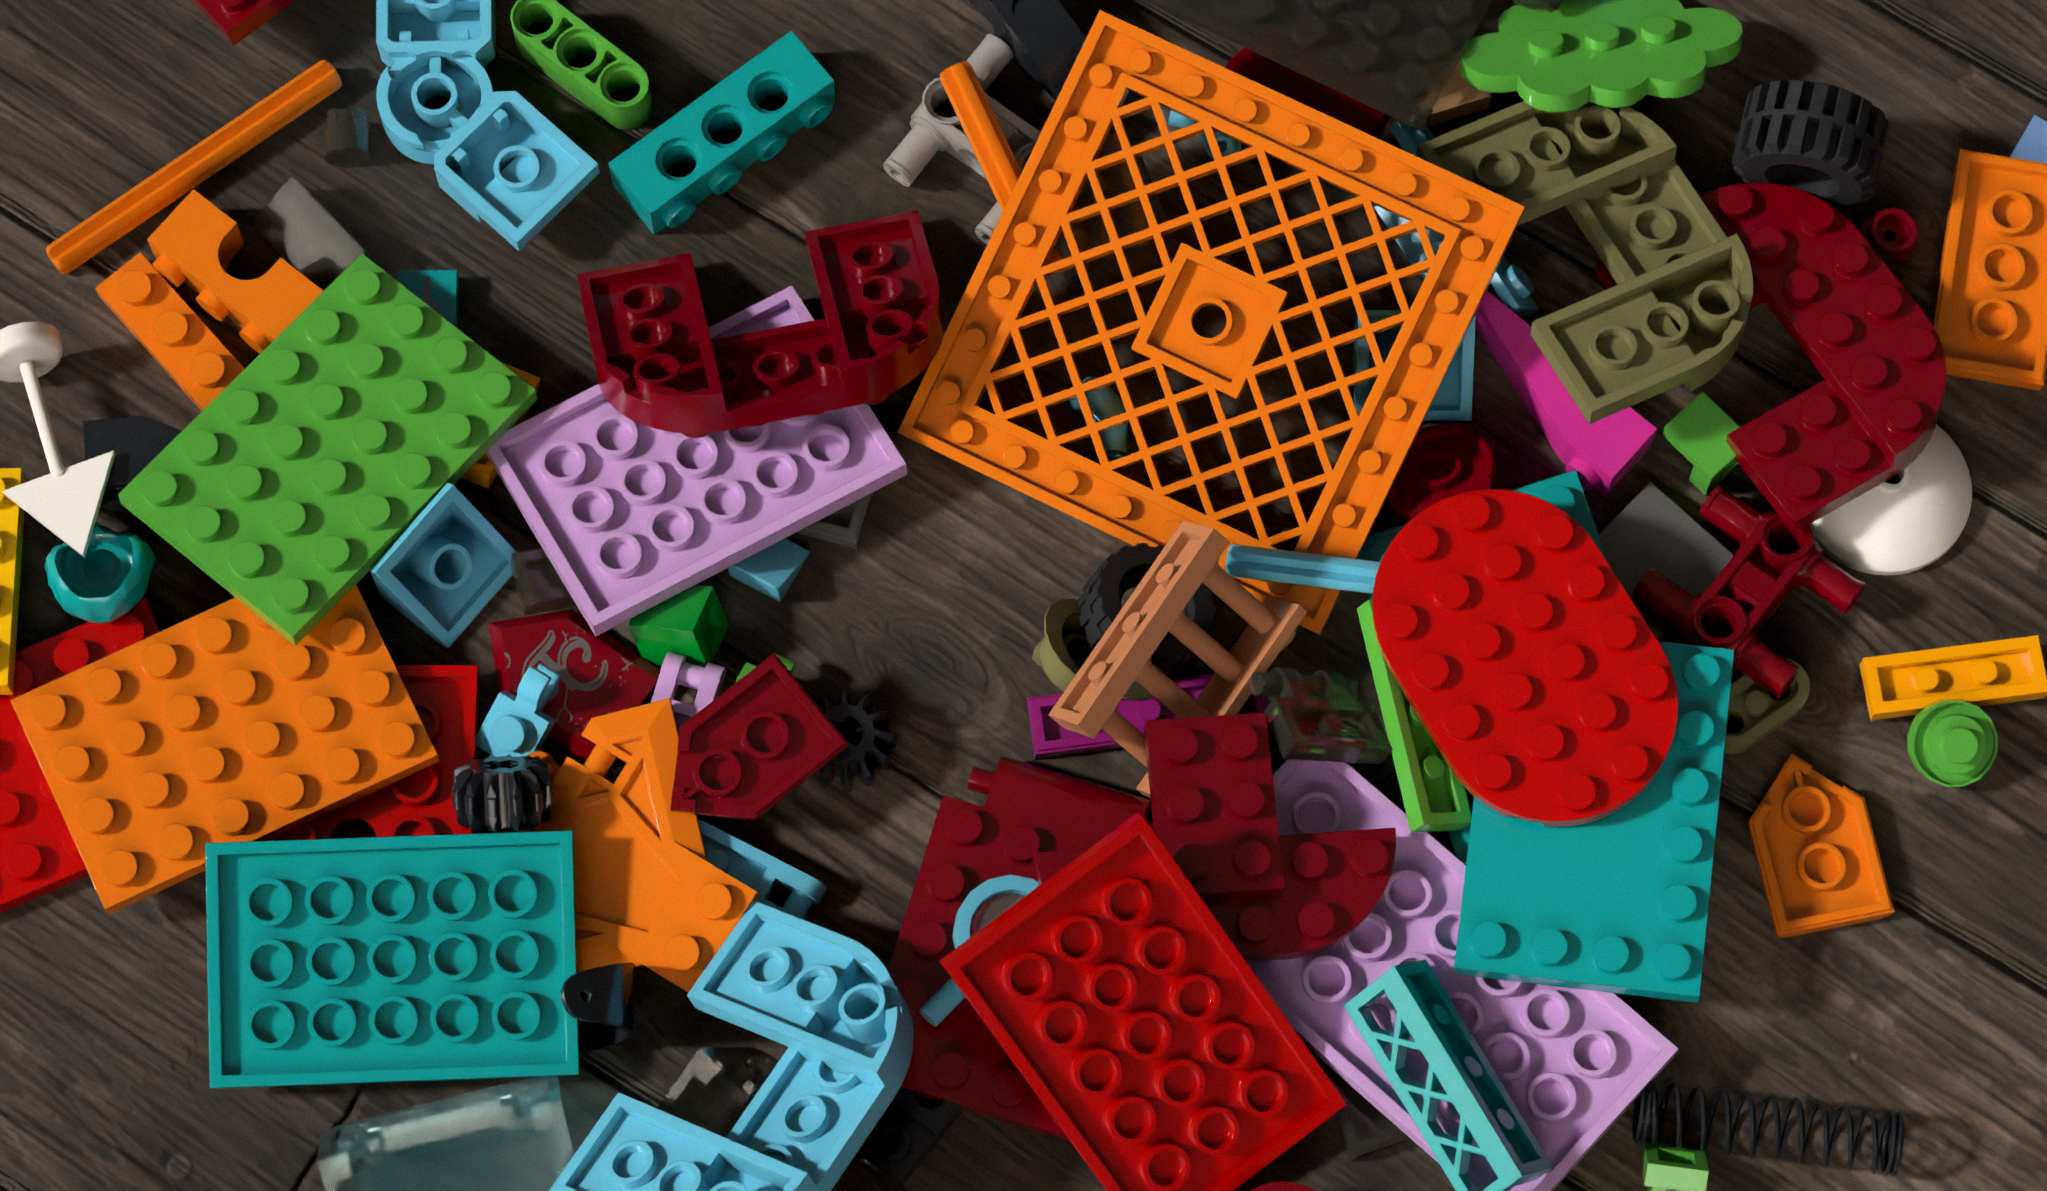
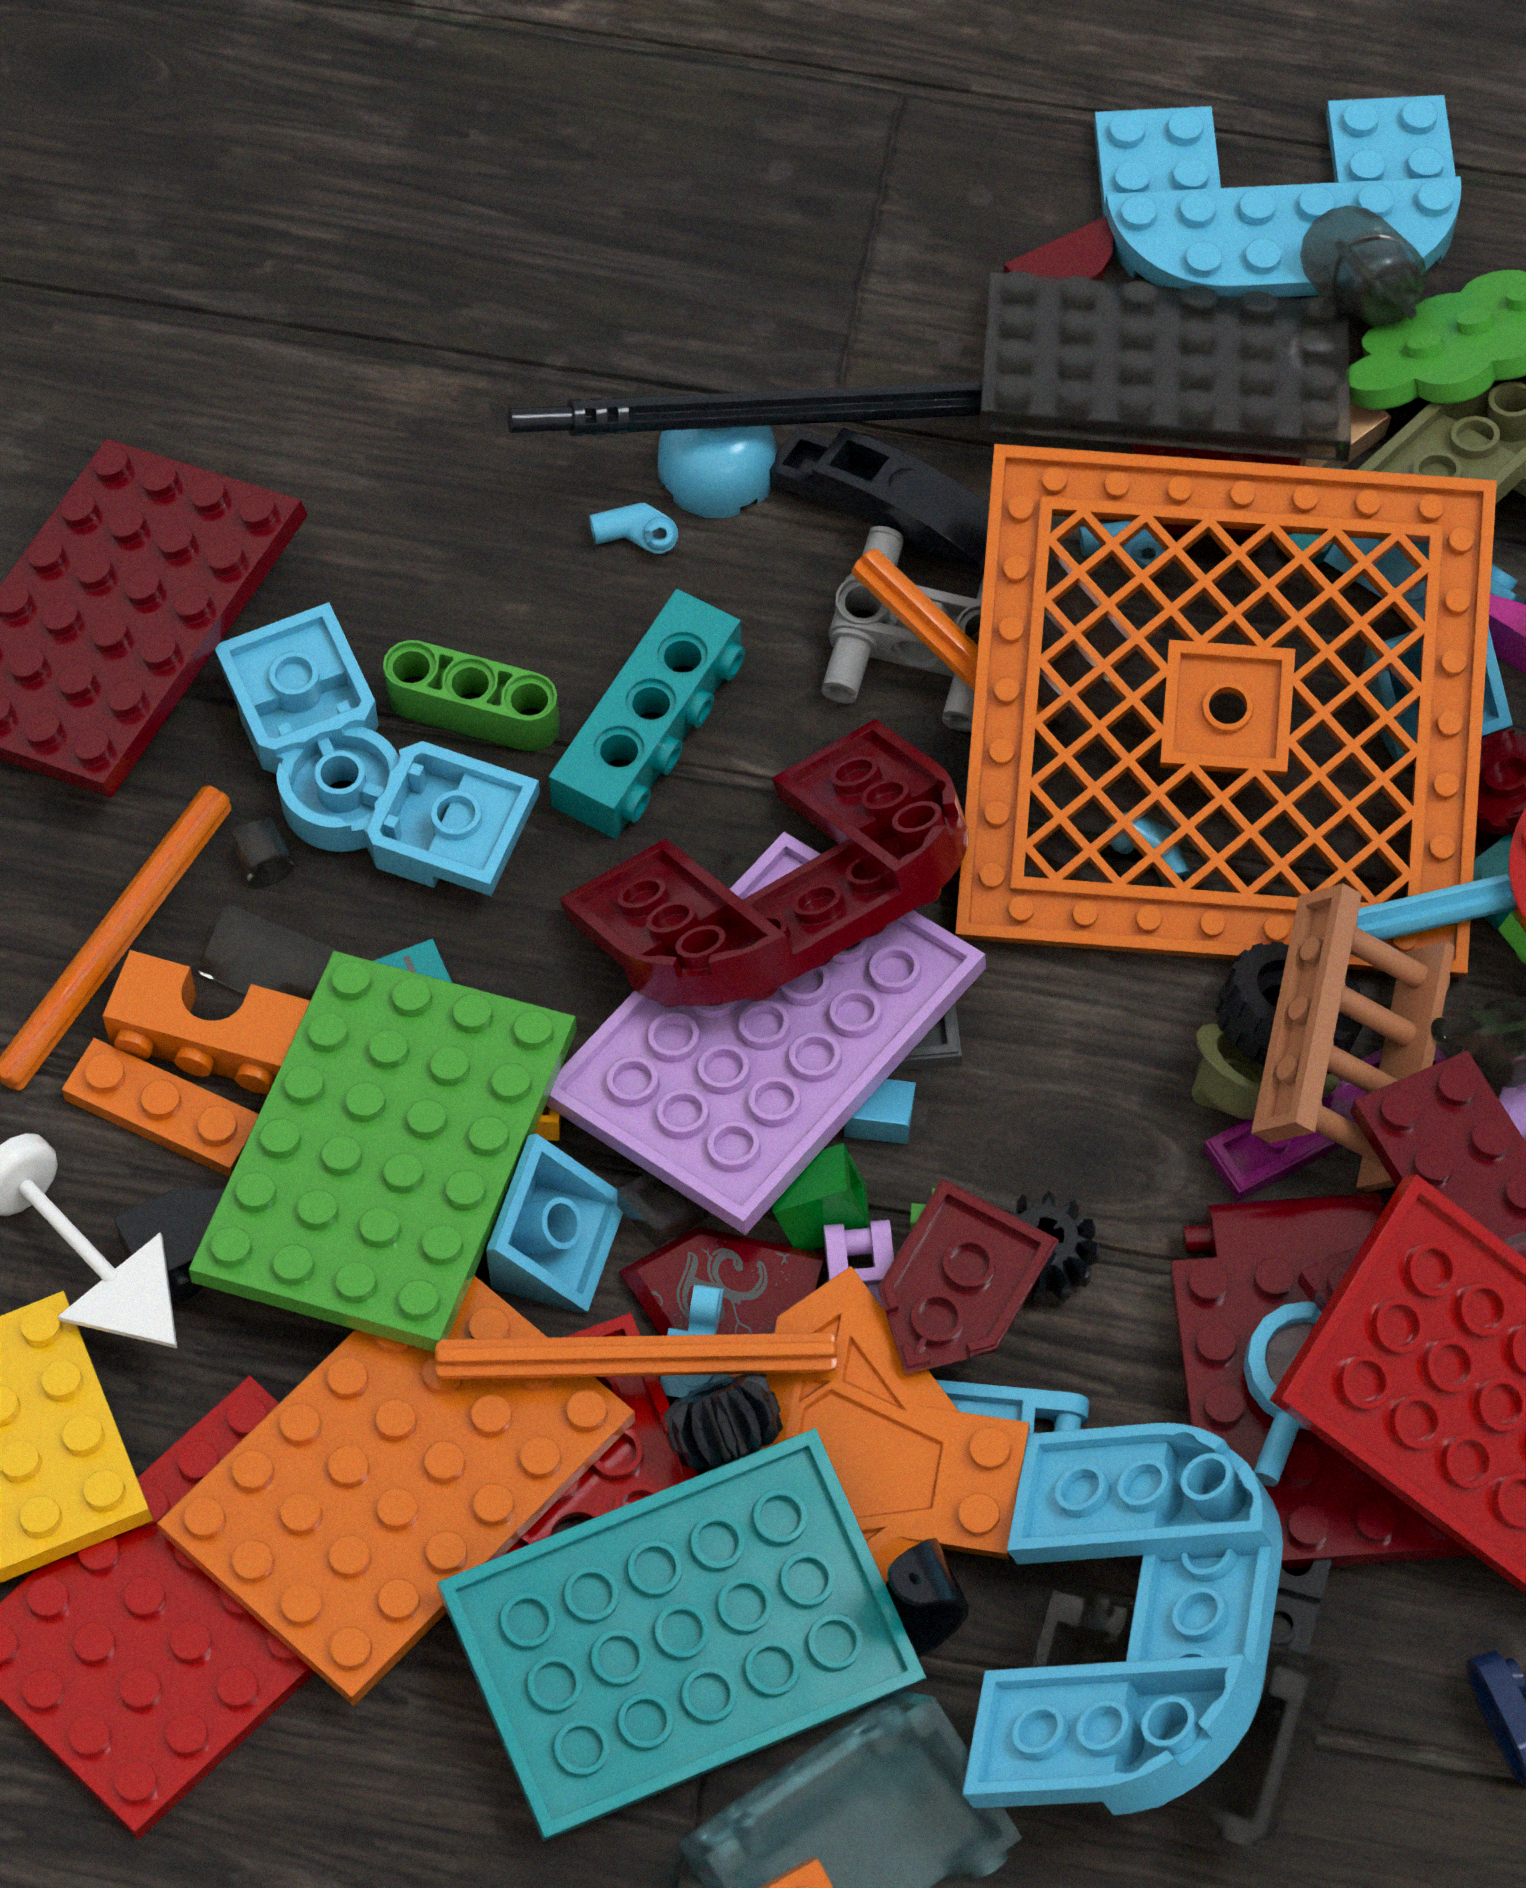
camera: 20 degrees left, 10 degrees down
(106, 580) = (204, 1369): teal hair -> none
(453, 710) = (635, 1356): none -> orange axle

